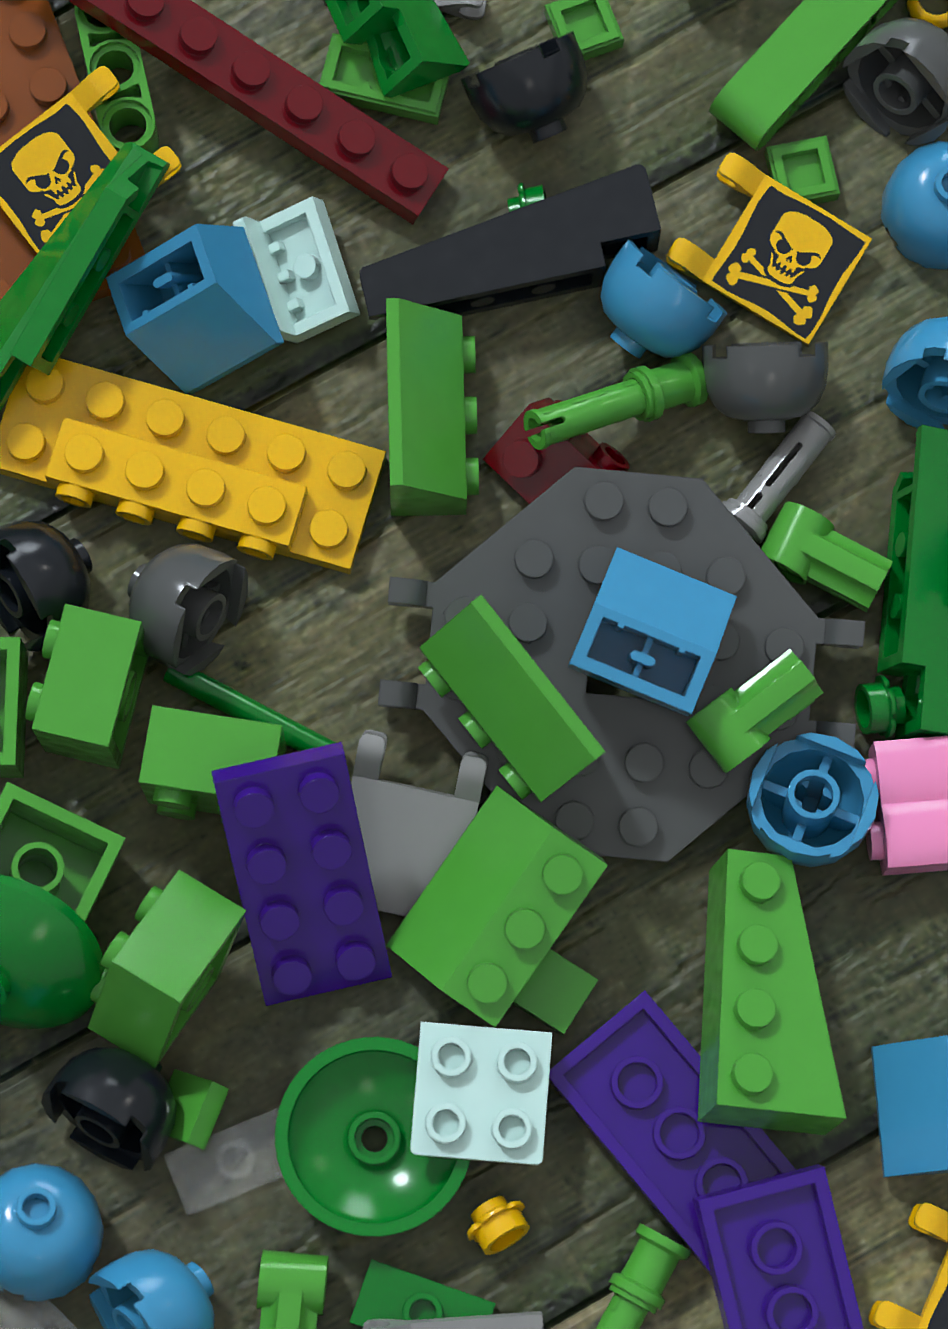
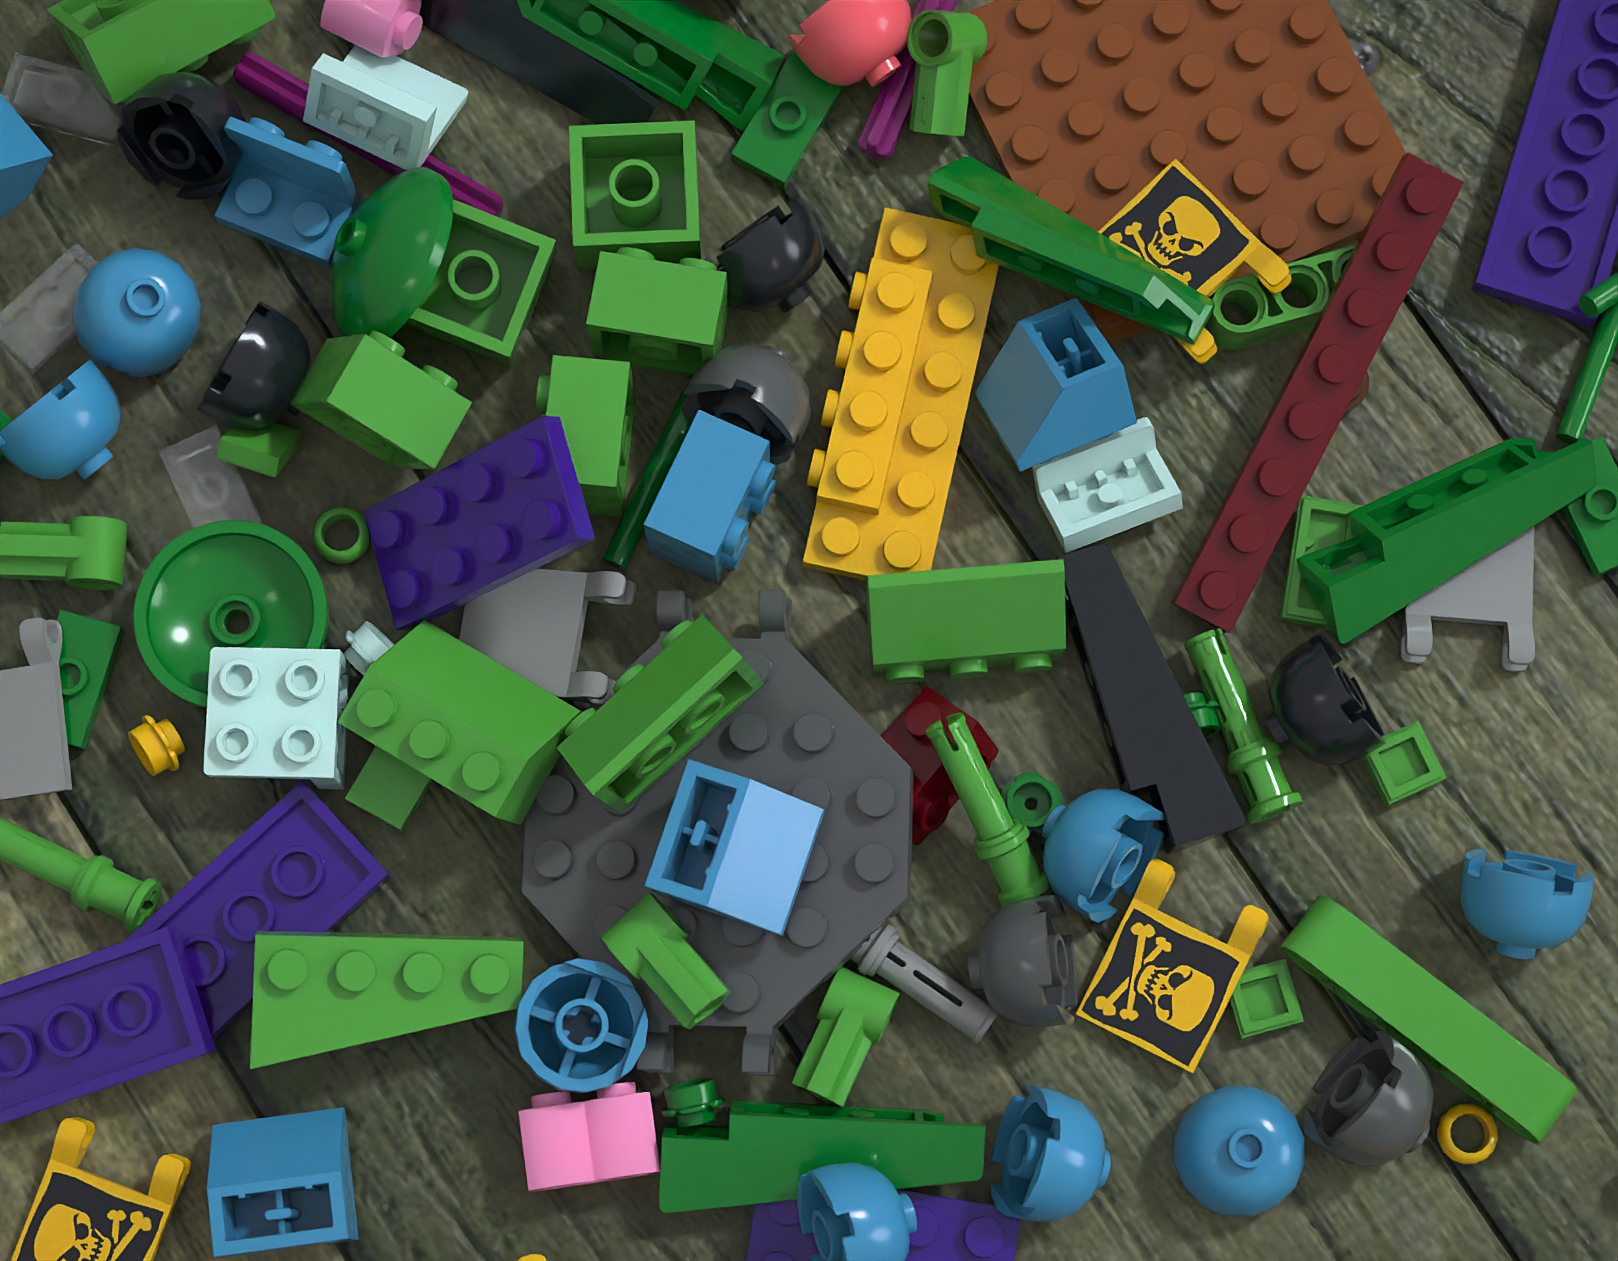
camera: 90 degrees right, 0 degrees up
(286, 645) = (709, 496): none -> dark azure brick
(287, 1054) = (324, 522): none -> bright green piece
(413, 1002) = (366, 646): none -> light aqua plate
(568, 159) = (1251, 753): none -> bright green pin
(602, 353) = (1031, 786): none -> green plate

